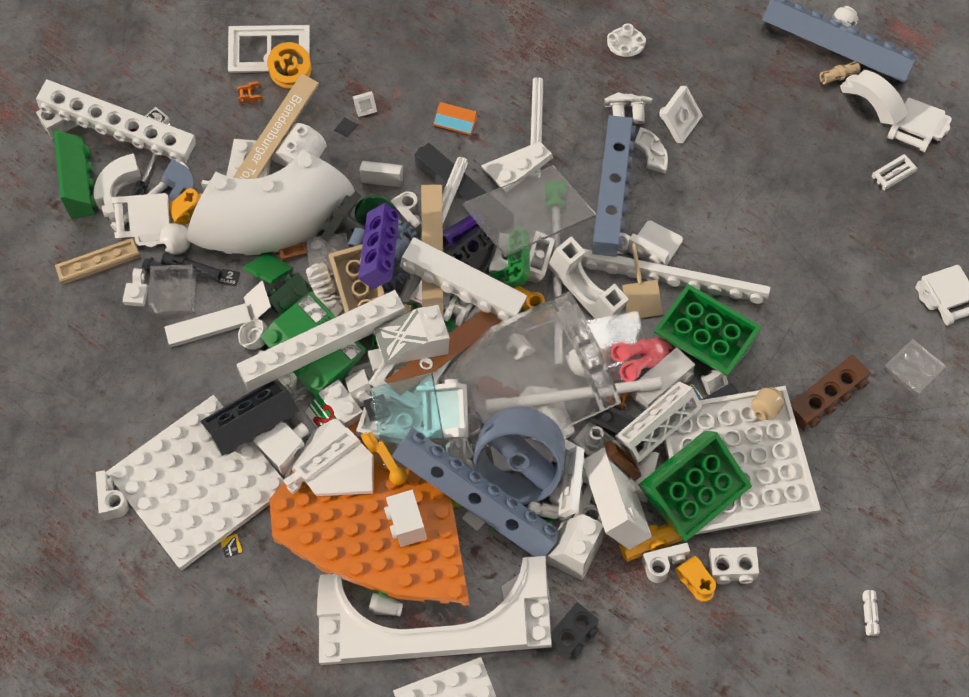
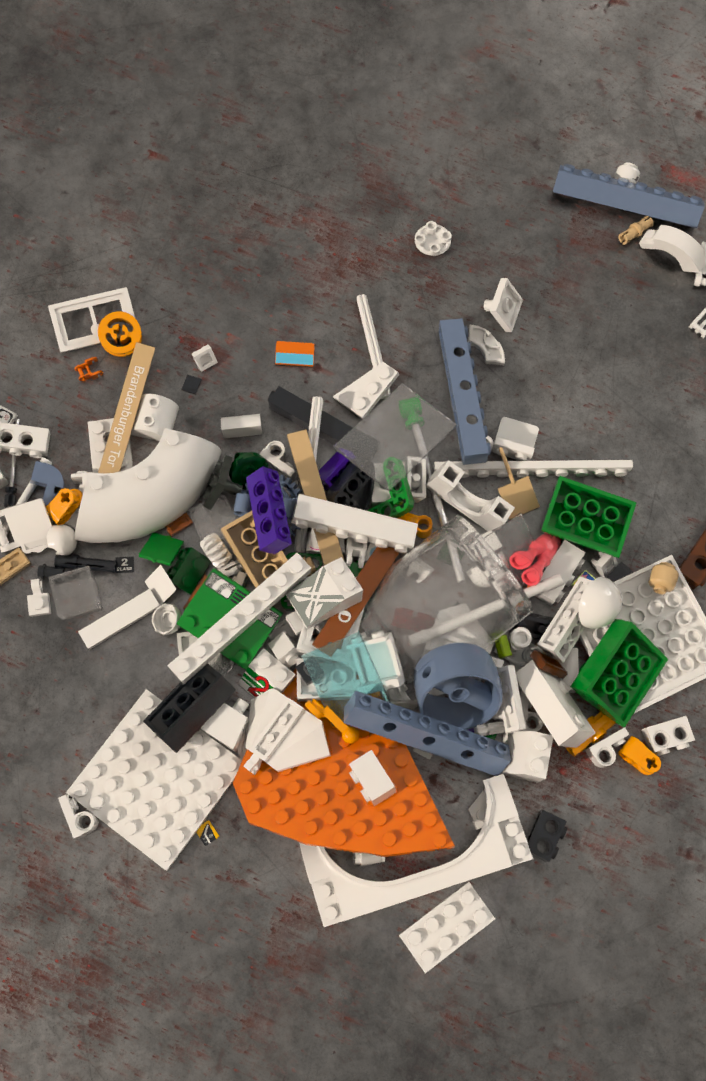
camera: 20 degrees left, 10 degrees up
(581, 434) = (503, 647): none -> lime tile
(600, 427) = (520, 637): none -> white tile
(619, 101) = (446, 302): white connector -> none
(689, 409) = (599, 603): none -> white cylinder

